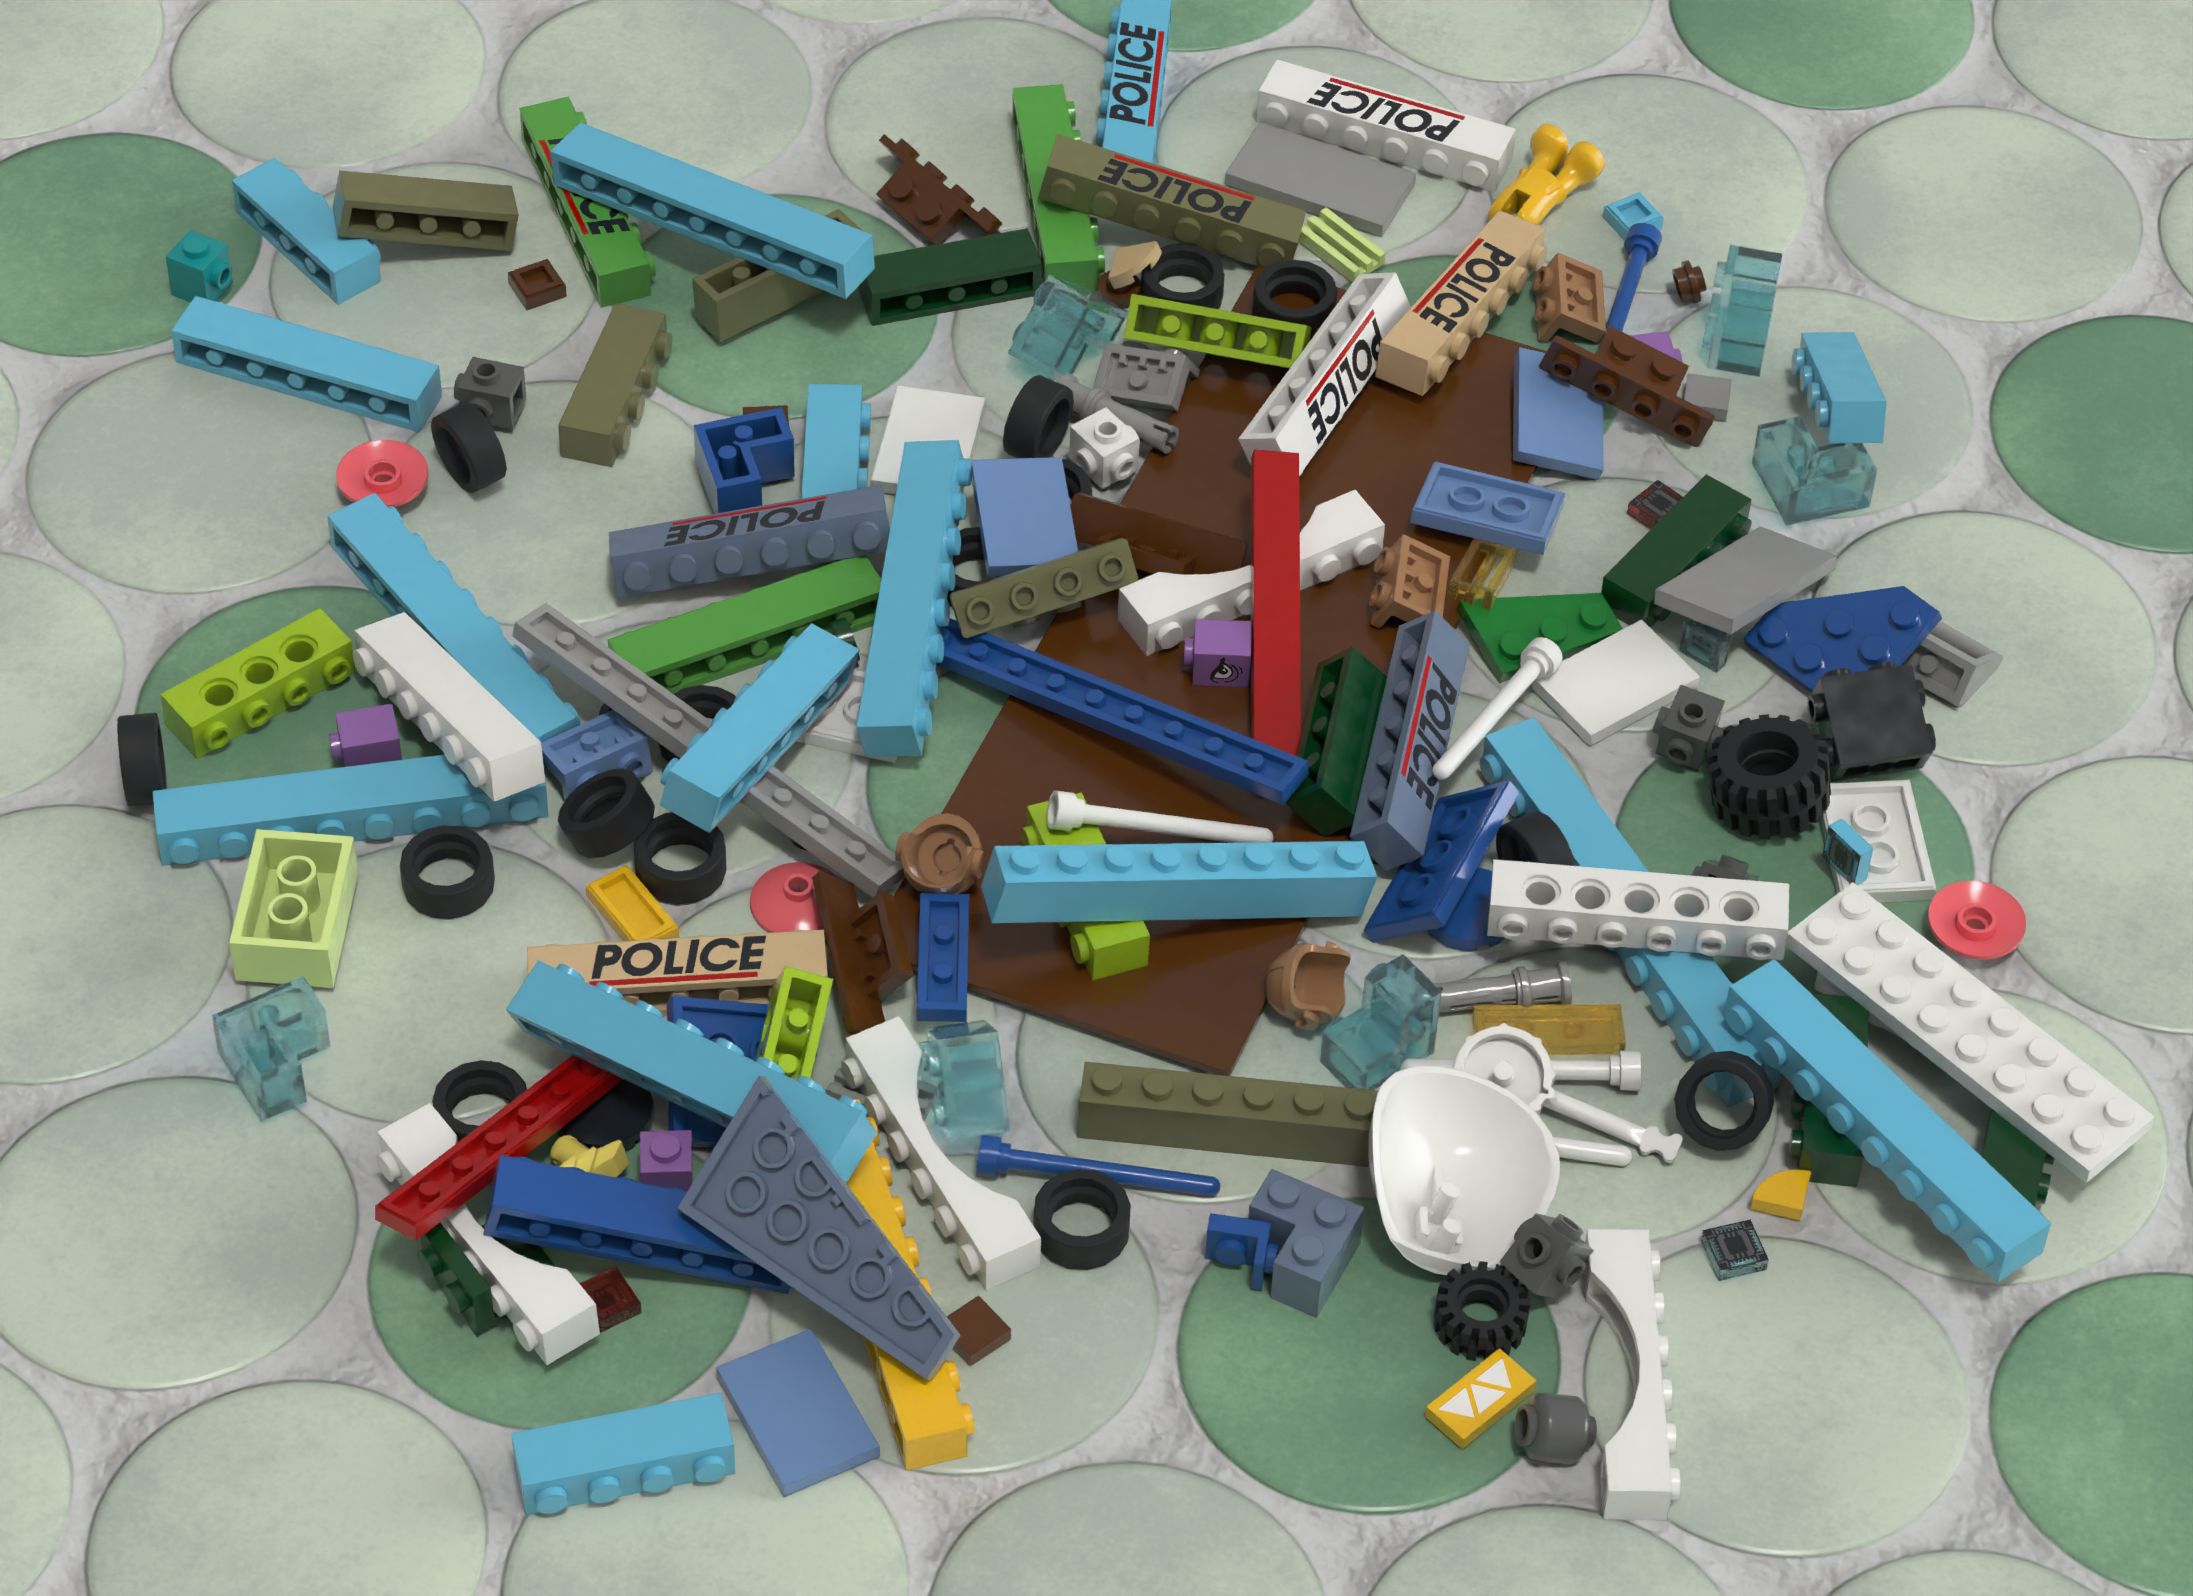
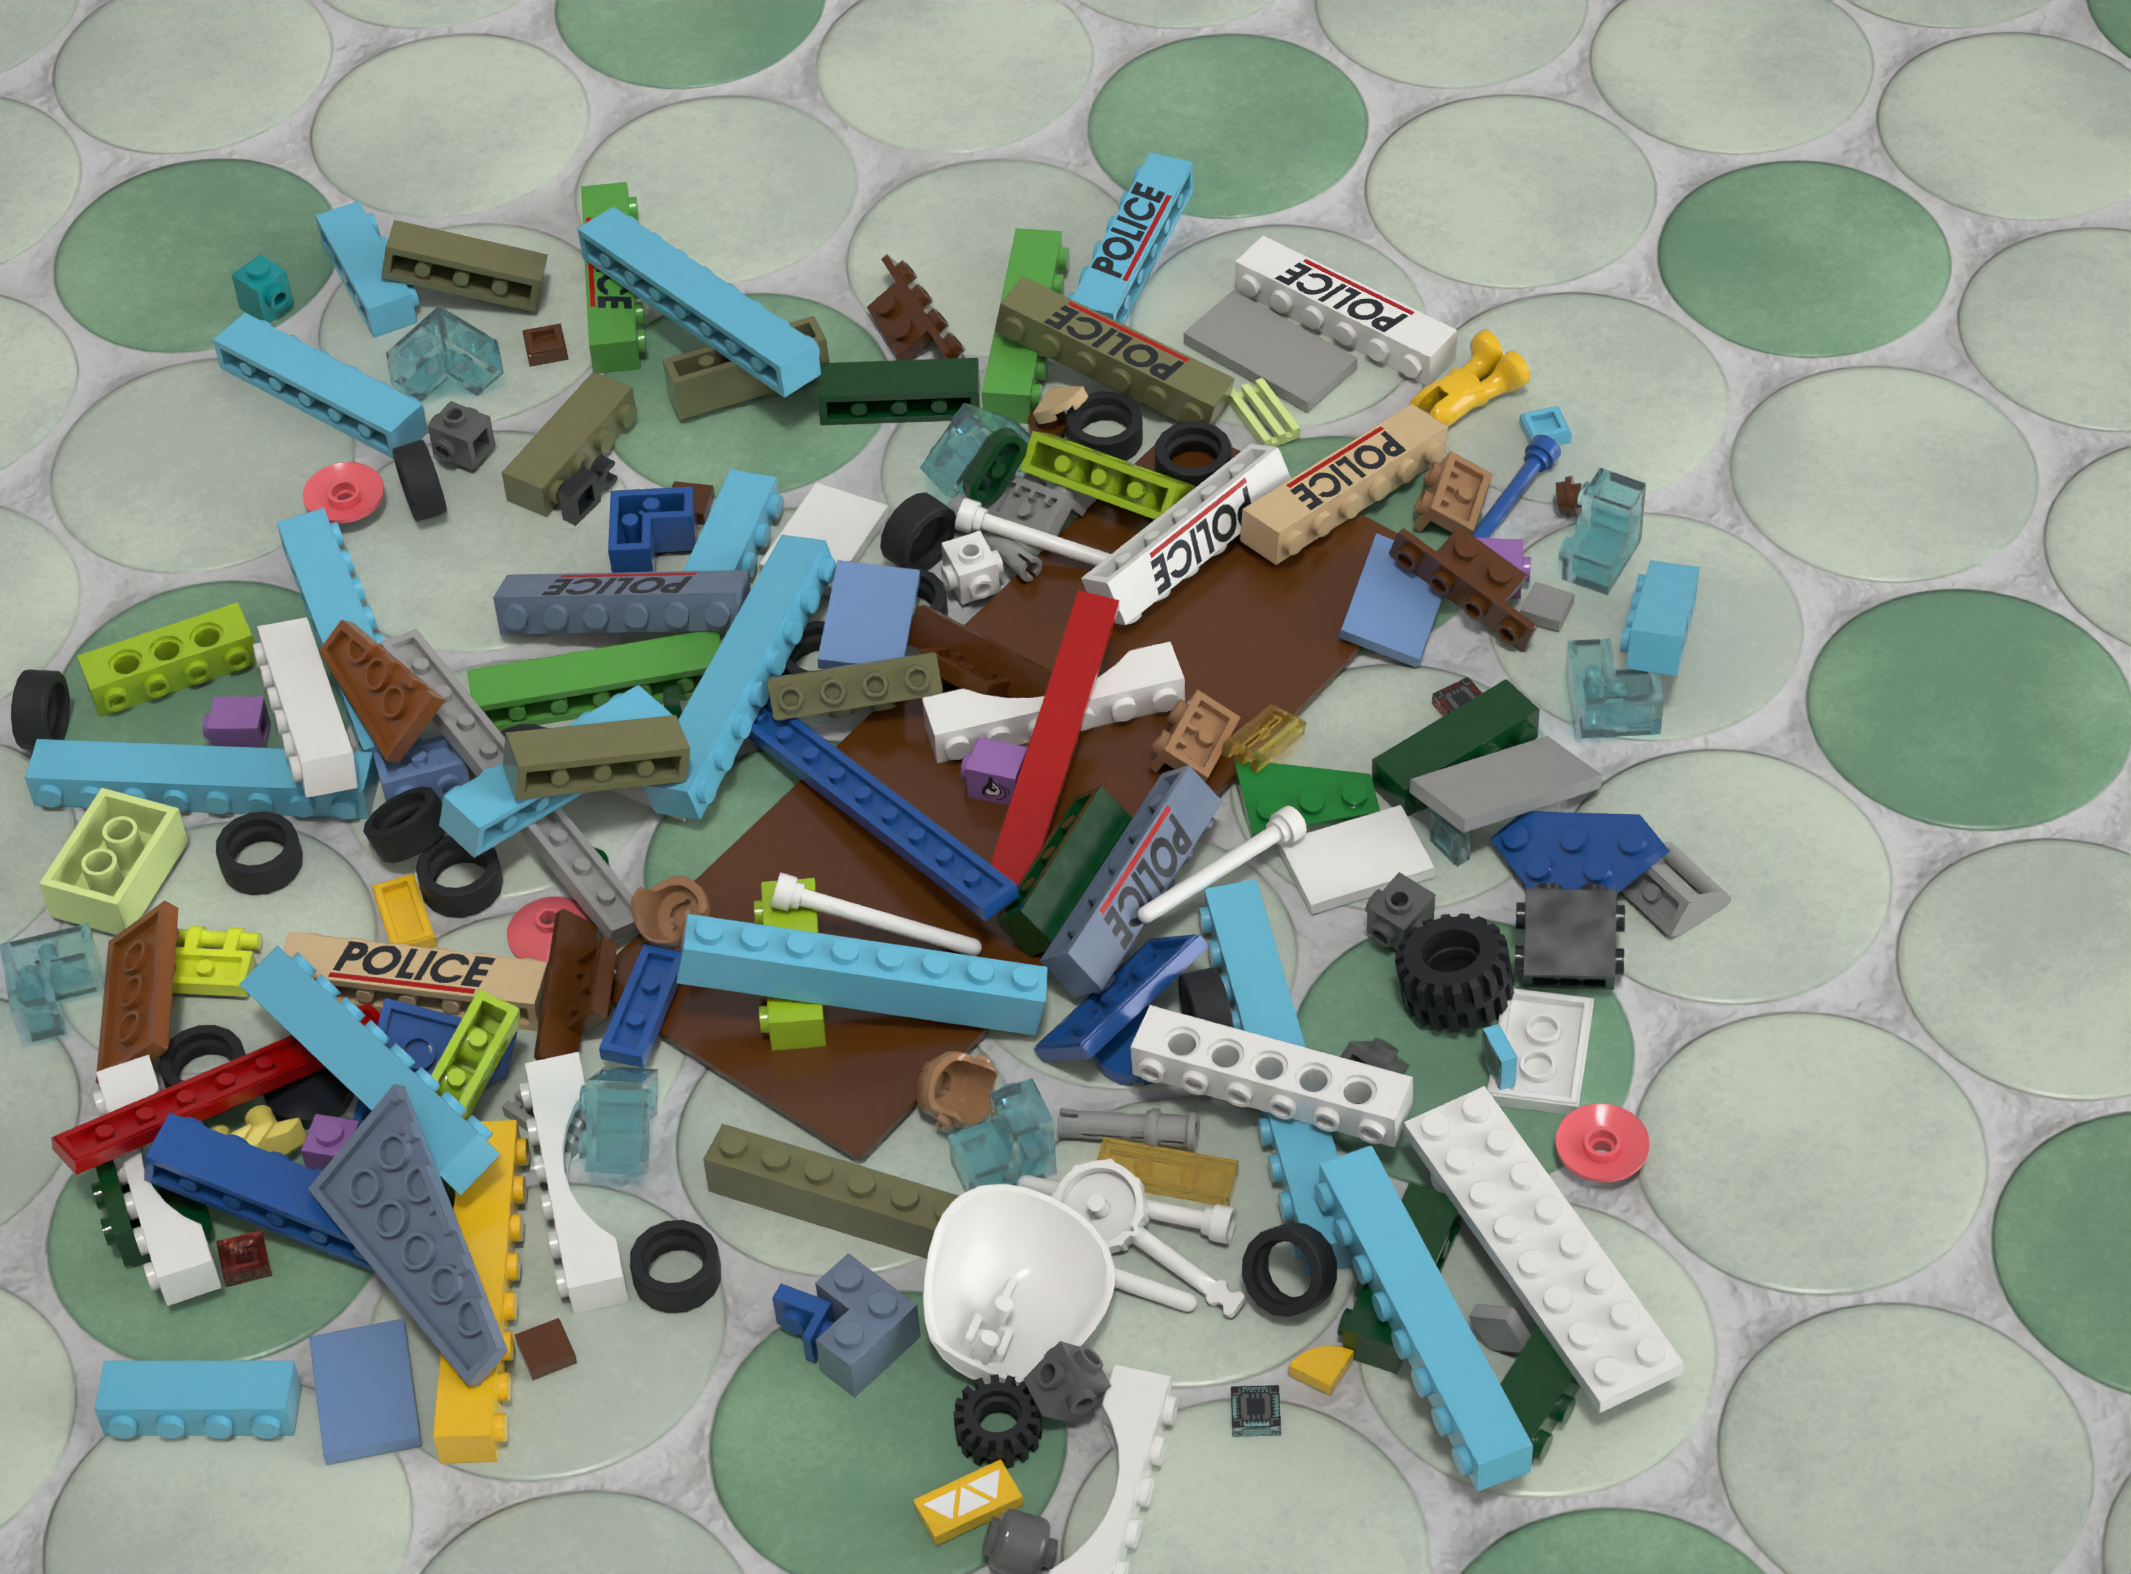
camera: 20 degrees right, 0 degrees up
(380, 1040) = (139, 989): none -> dark orange plate
(435, 306) = (442, 350): none -> clear light blue brick
(442, 1005) = (214, 970): none -> neon yellow plate
(535, 675) = (381, 689): none -> dark orange wing
(648, 433) = (582, 492): none -> black plate
(812, 703) = (595, 757): none -> olive brick
(999, 1157) = (623, 1194): blue piece -> none
(1097, 337) = (994, 466): none -> dark green plate
(1097, 395) = (975, 518): none -> white piece
(1488, 508) = (1294, 678): medium blue tile -> none
(1960, 1115) = (1500, 1327): none -> light grey tile

